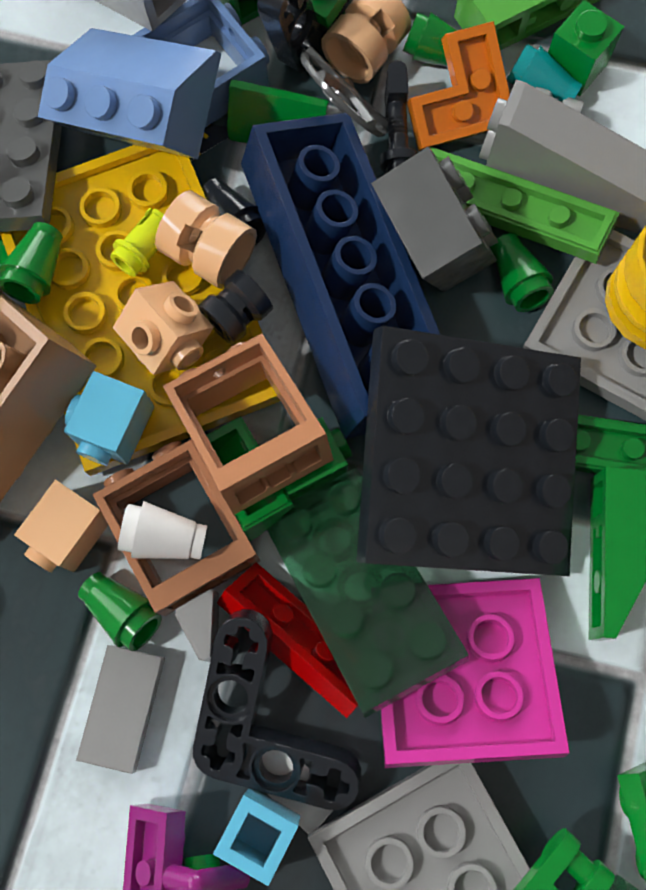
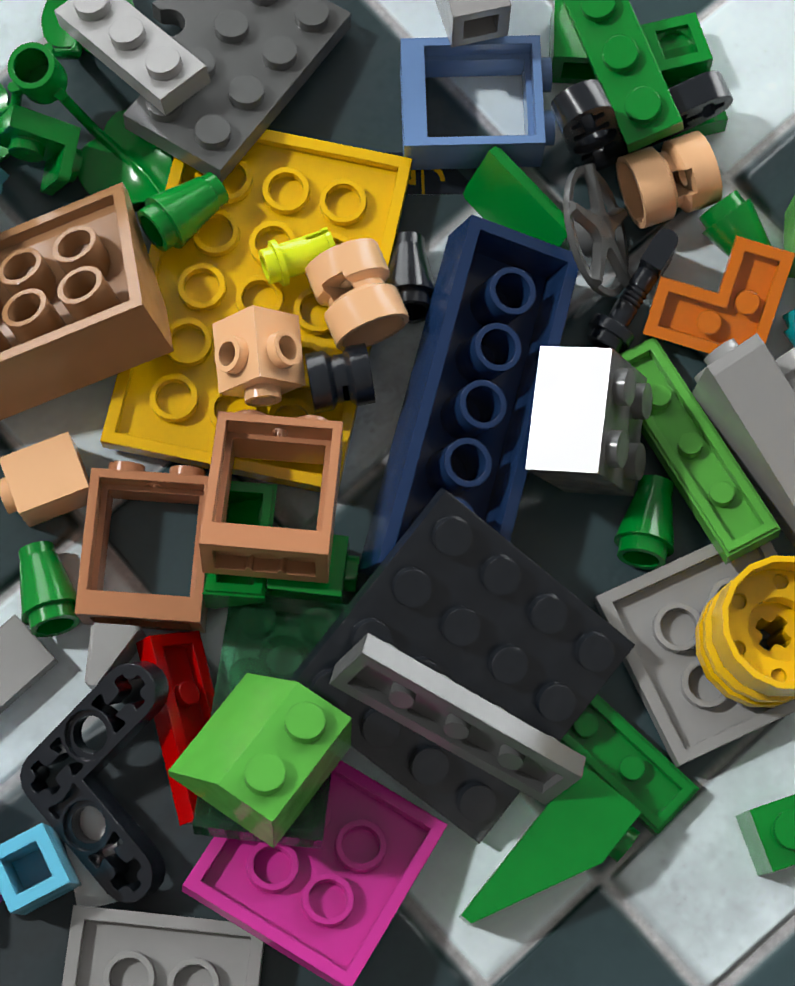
camera: 30 degrees right, 0 degrees up
(107, 419) = (150, 408): medium azure brick -> none
(132, 90) = (386, 100): medium blue slope -> none
(160, 534) = (125, 545): white cone -> none
(379, 619) = (265, 754): none -> bright green slope
(504, 492) = (457, 719): none -> dark grey plate

